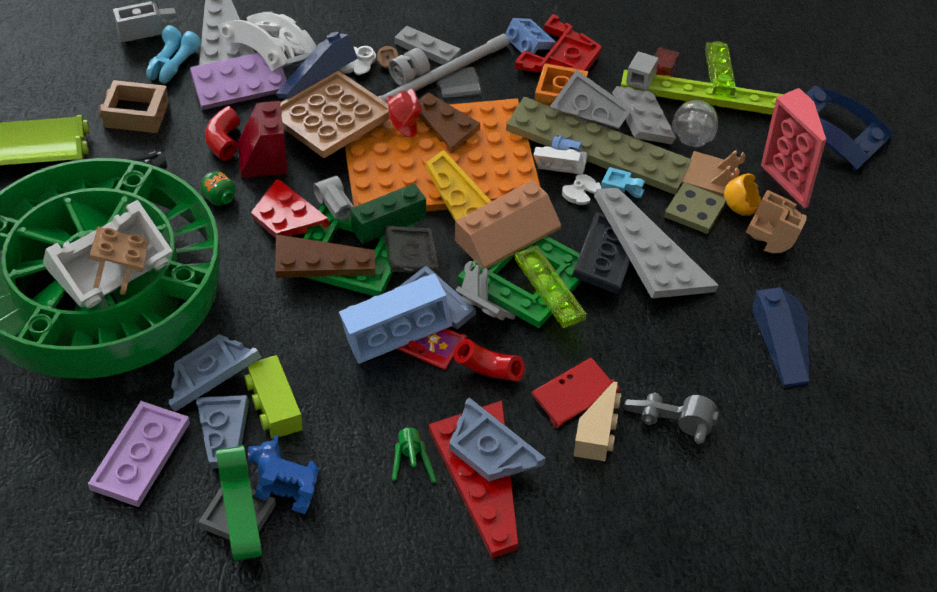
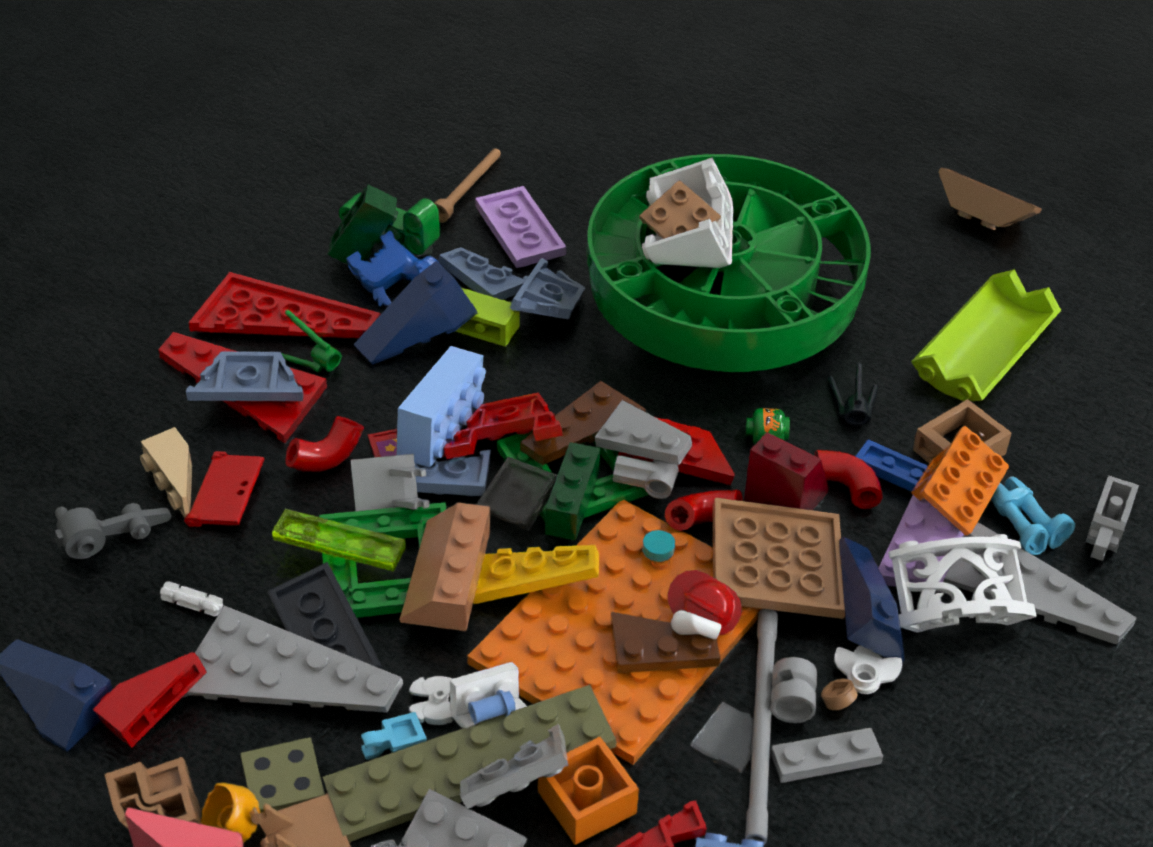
camera: 135 degrees right, 5 degrees down
(165, 518) = (446, 205): none -> medium nougat piece
(187, 78) = (962, 480): none -> orange bracket
(189, 119) = (892, 465): none -> blue plate
(275, 500) = (363, 224): none -> dark green brick
(311, 207) = (642, 435): none -> light grey wing
(316, 406) = (422, 310): none -> dark blue wedge
(318, 170) = (696, 508): none -> red cylinder
(349, 281) = (503, 417): none -> red wing
(379, 163) = (658, 545): none -> teal tile
(401, 516) = (259, 307): none -> red wing
(427, 100) = (689, 623): none -> white arm
(660, 333) = (191, 598): none -> white axle
(735, 278) = (144, 699): none -> red slope

